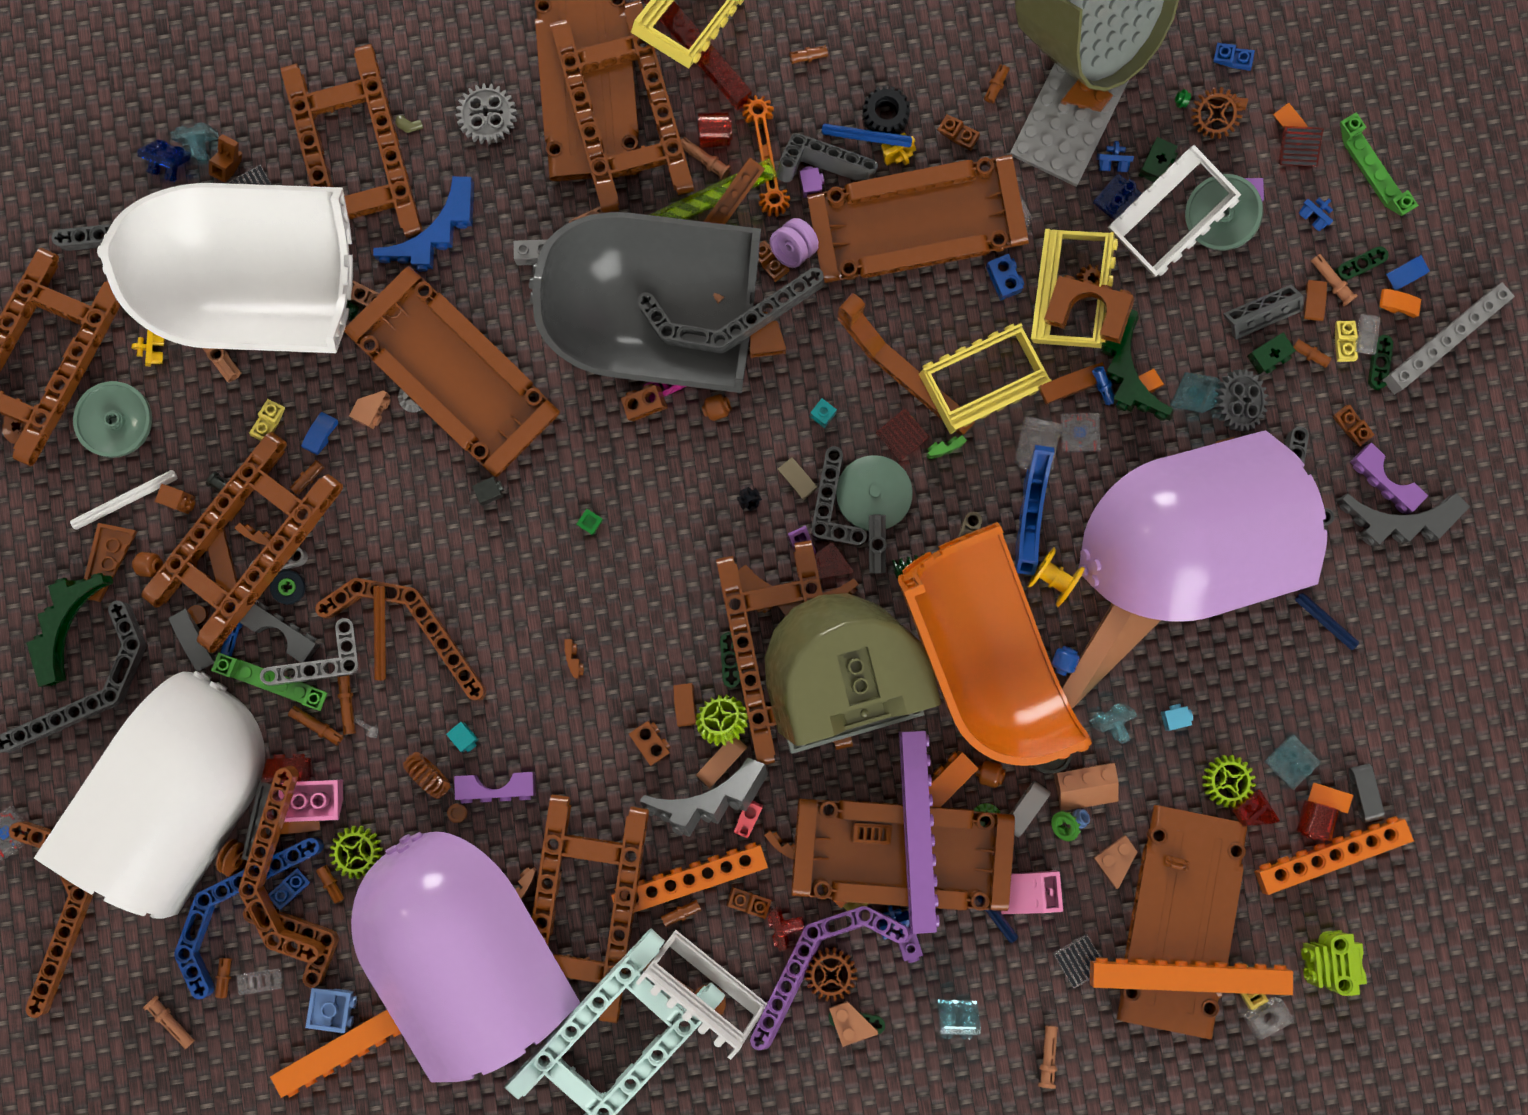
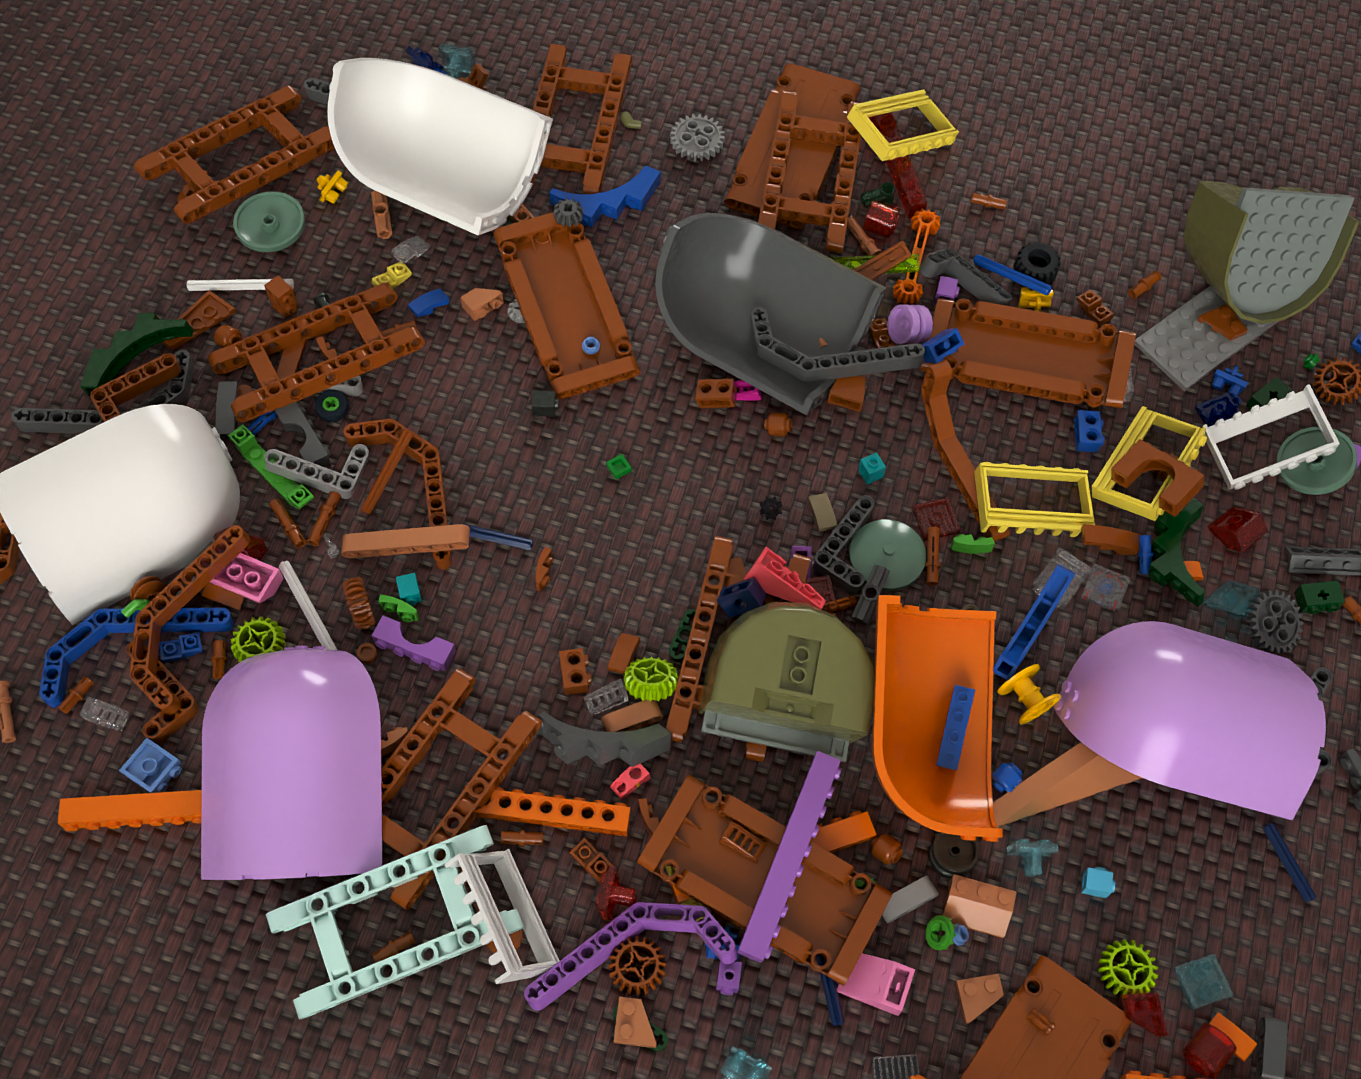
camera: 25 degrees right, 20 degrees down
(90, 672) = (125, 387): none -> dark orange beam
(236, 872) = (136, 604): none -> bright green arm
(268, 382) = (409, 248): none -> clear slope
(381, 797) = (306, 606): none -> white axle
(400, 282) = (568, 212): none -> dark grey gear
(436, 696) = (405, 541): none -> nougat beam
(468, 759) = (404, 610): none -> bright green slope
(500, 401) = (590, 341): none -> medium blue plate
(511, 646) = (500, 537): none -> dark blue axle
(623, 1057) = (394, 947): none -> dark orange pin
(698, 102) = (879, 194): none -> clear green piece
(701, 741) = (611, 687): none -> clear slope
(769, 613) = (741, 597): none -> dark blue brick
(791, 580) = (781, 582): none -> coral wedge
(835, 256) = (942, 345): none -> blue brick
(854, 565) = (841, 604): none -> dark orange axle
(923, 498) = (932, 577): none -> dark orange pin
(1006, 641) = (955, 727): none -> blue brick
(1176, 316) = (1239, 528): none -> clear red slope

